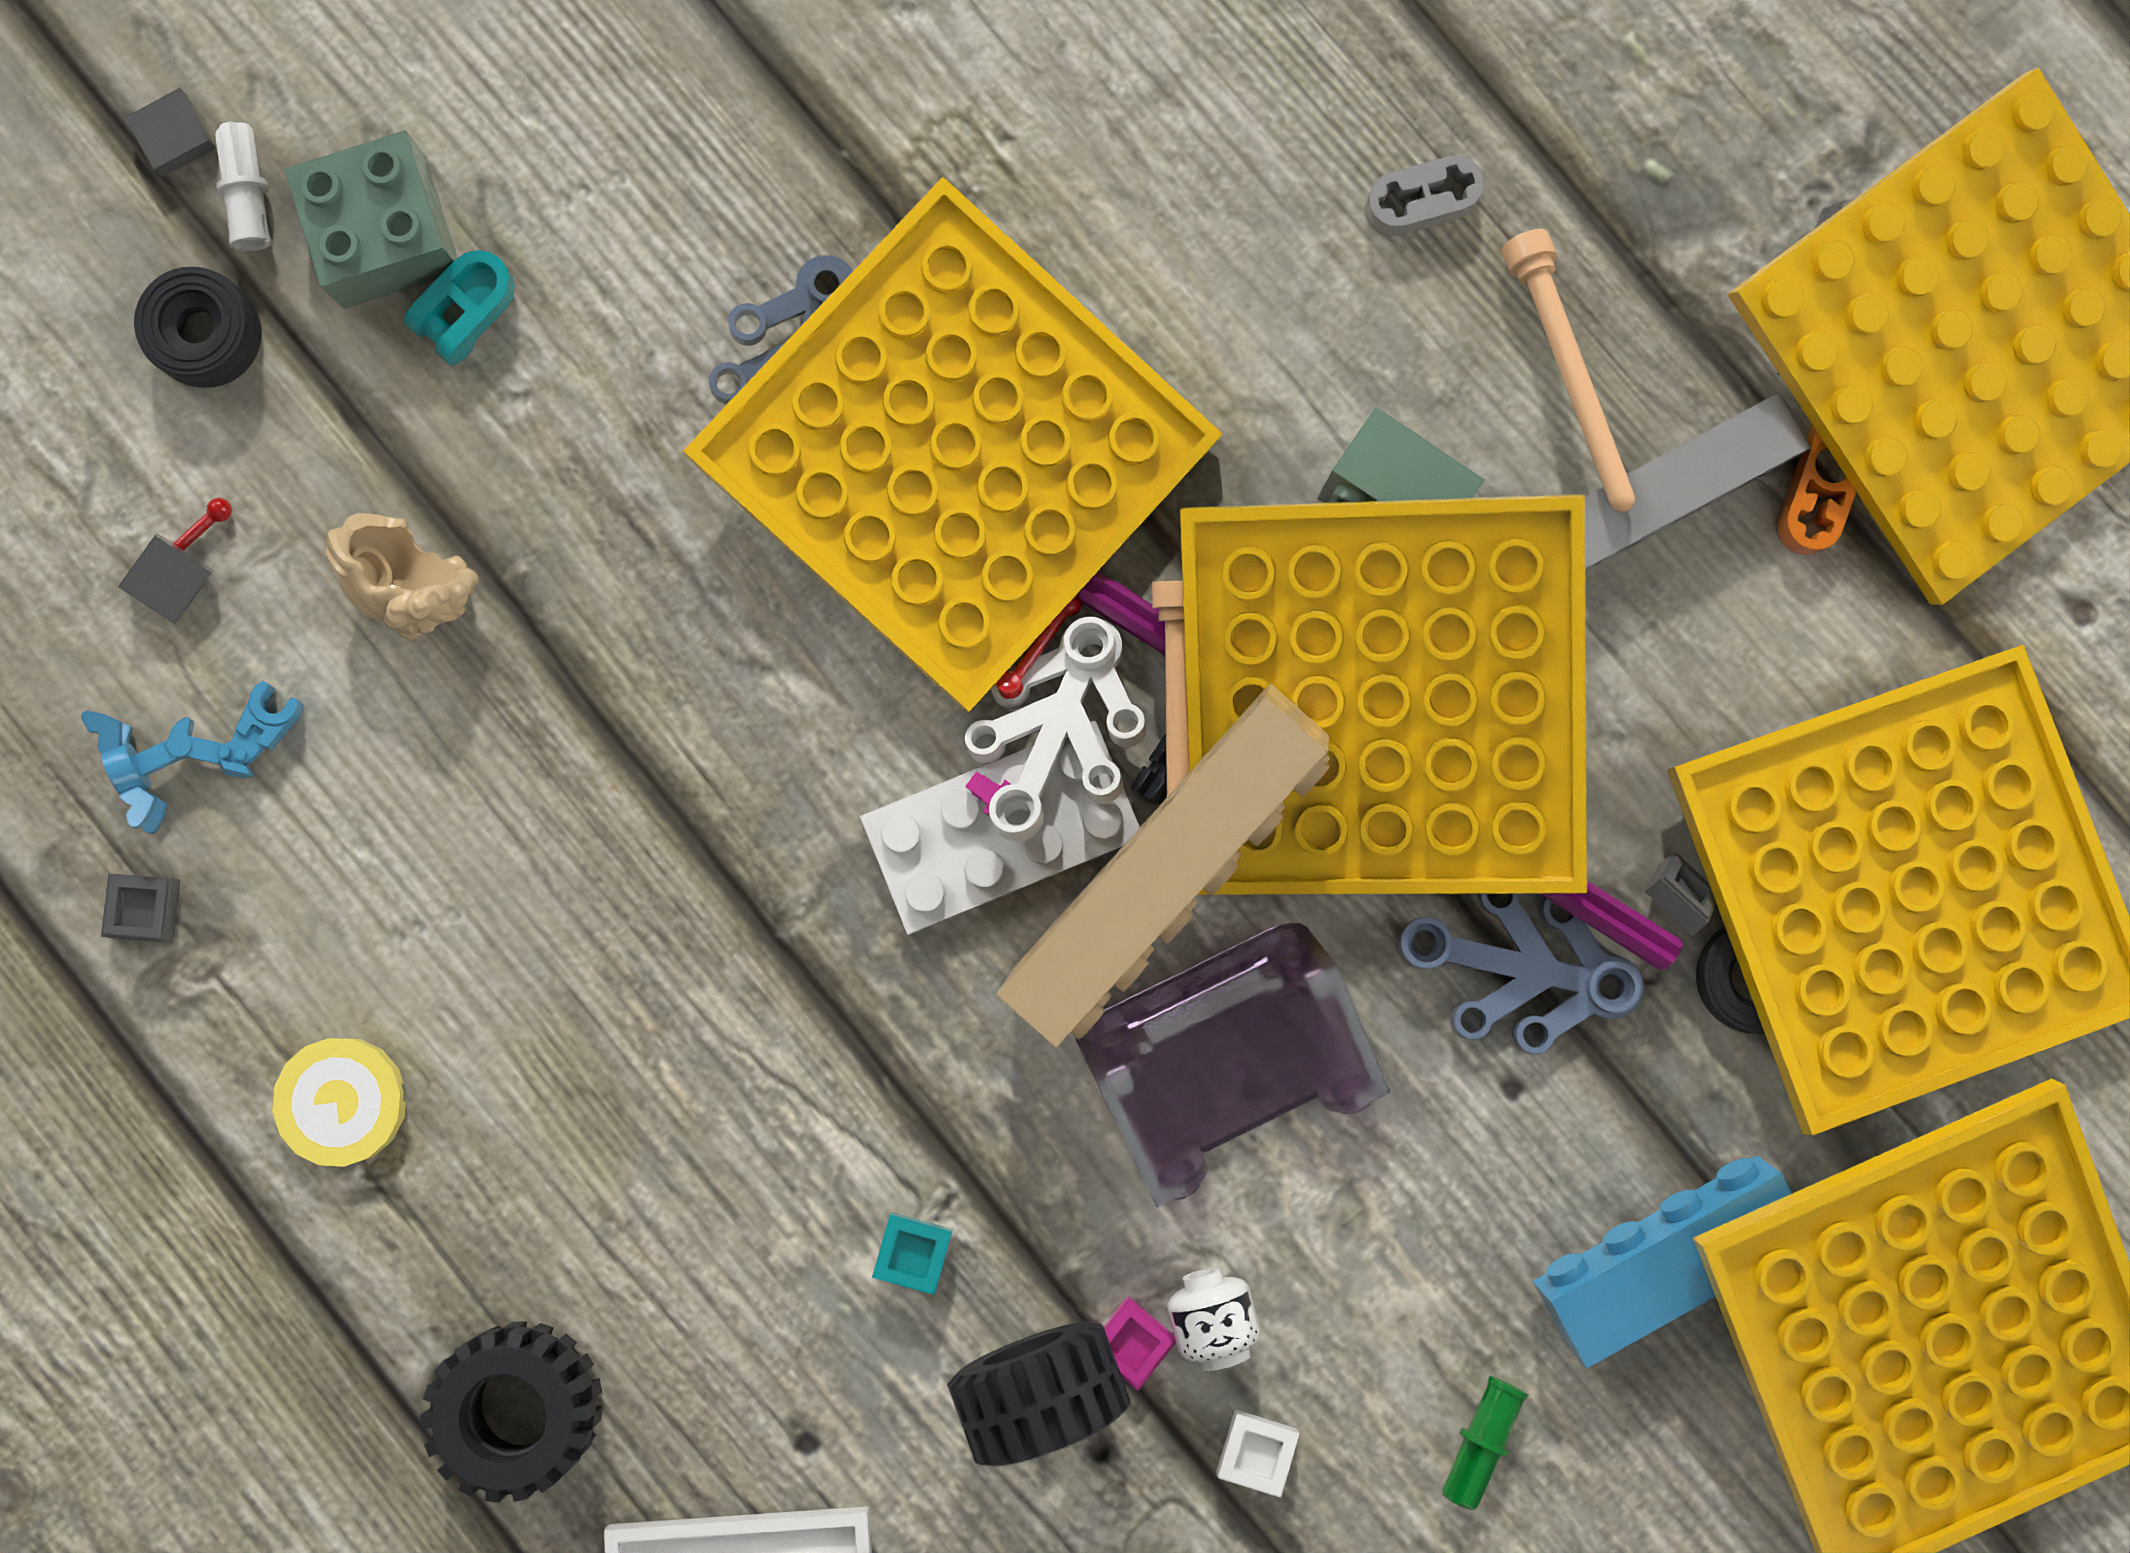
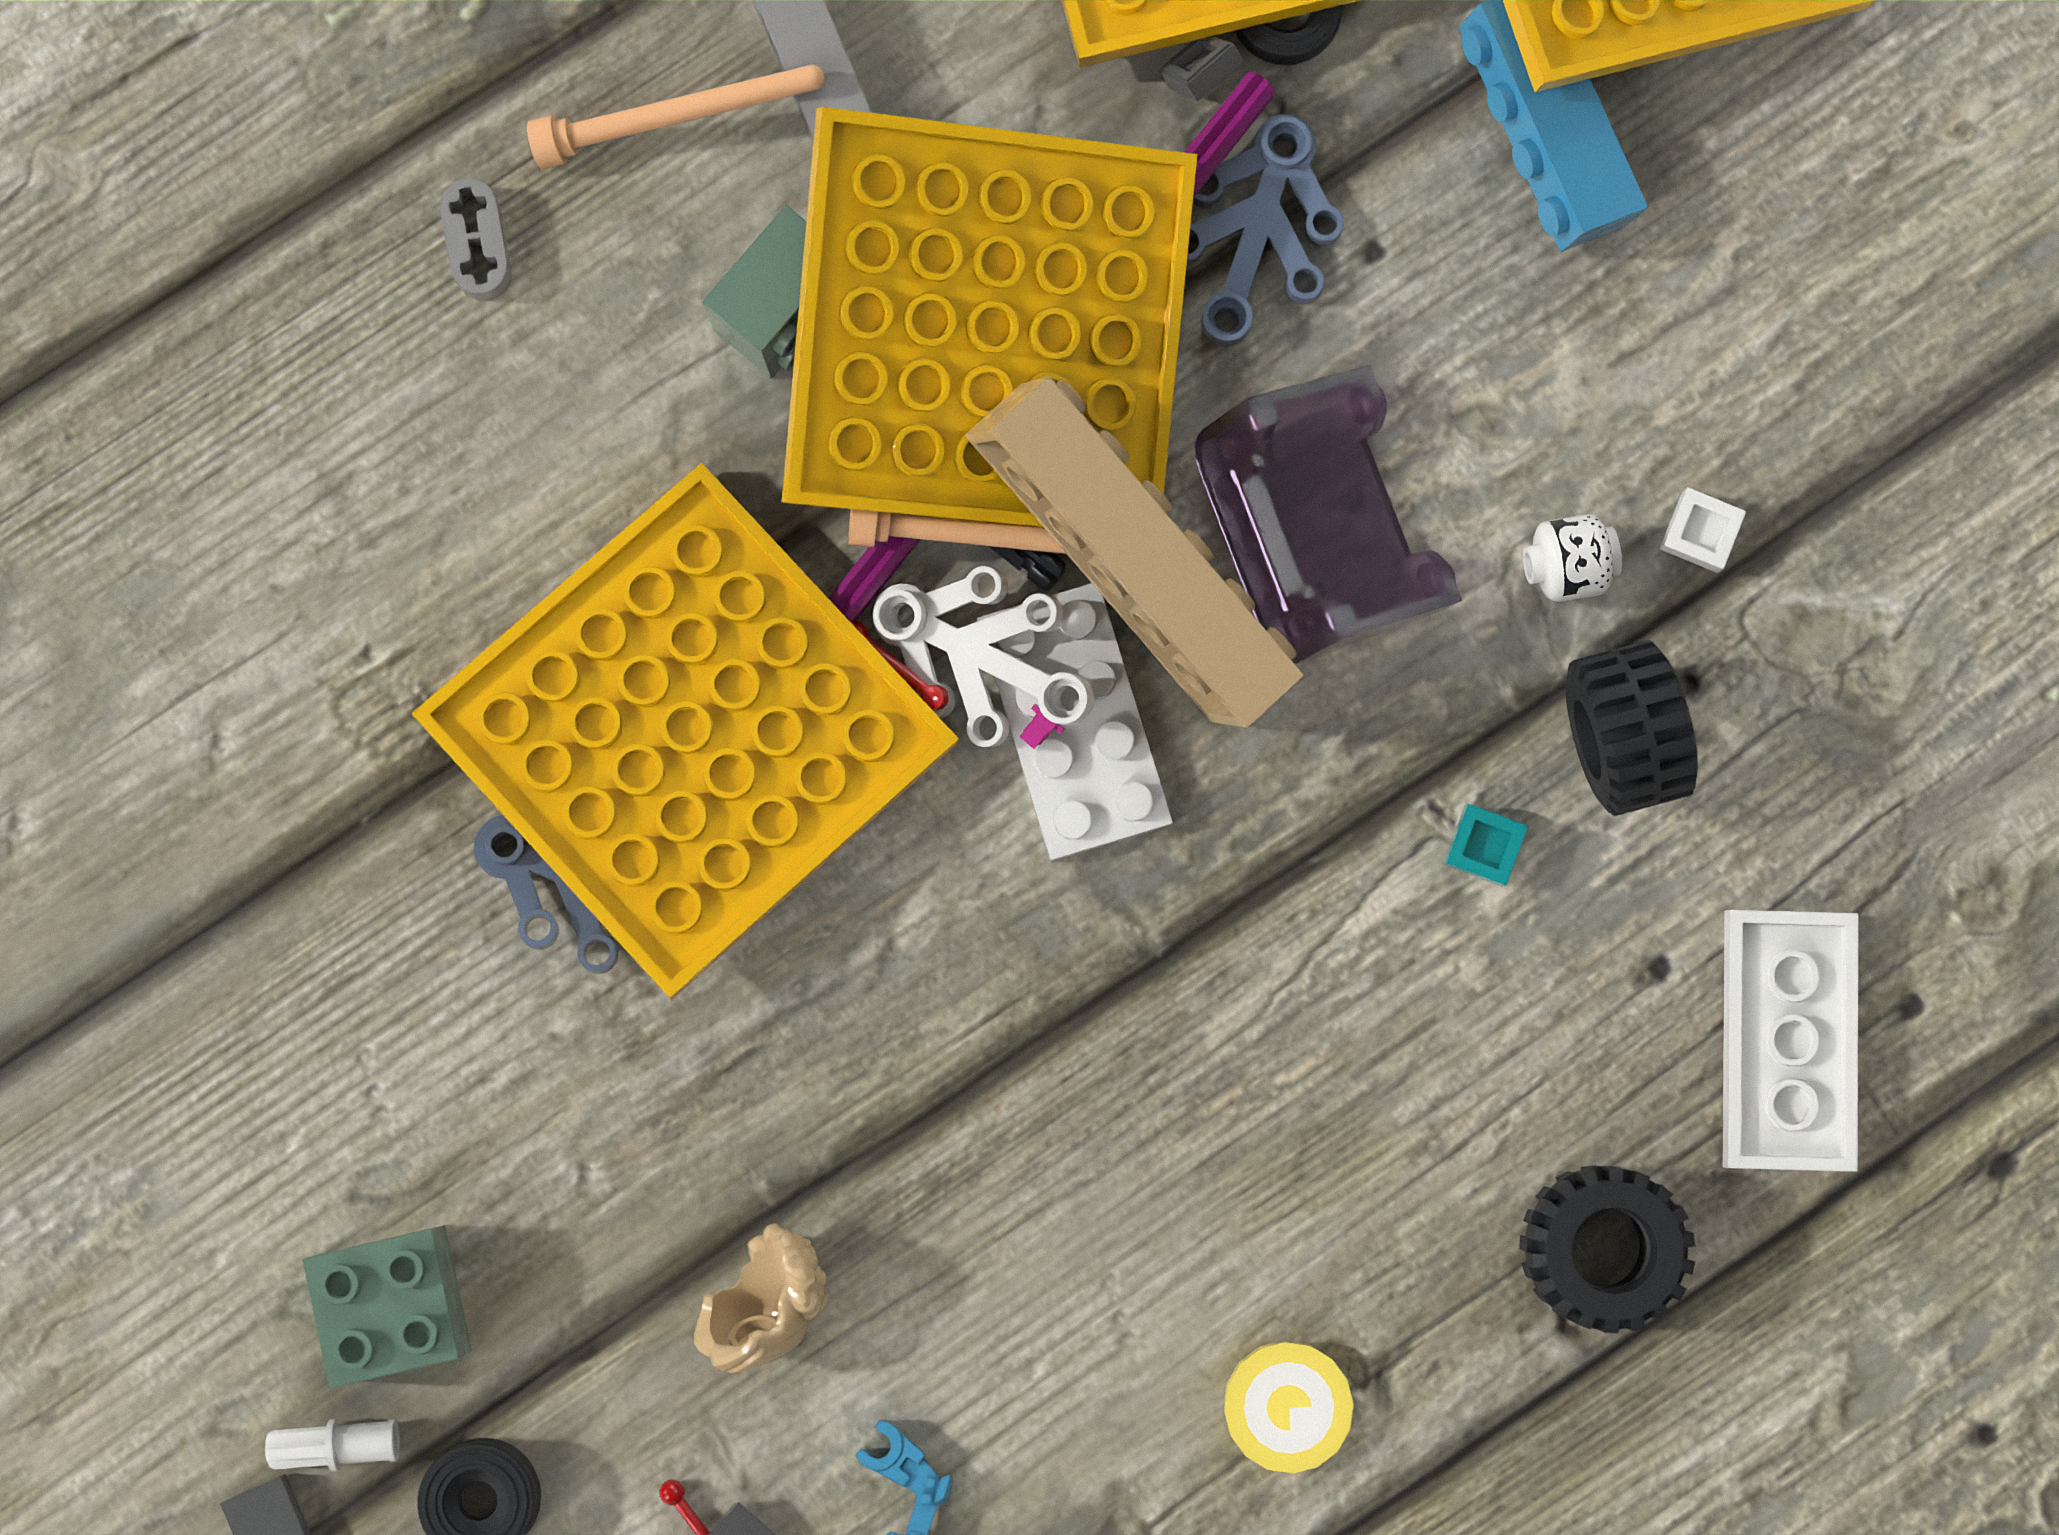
camera: 85 degrees left, 0 degrees up
(477, 285) = (466, 1204): teal plate -> none
(1137, 1341) = (1586, 633): dark pink tile -> none
(1483, 1443) = (1709, 314): green axle -> none

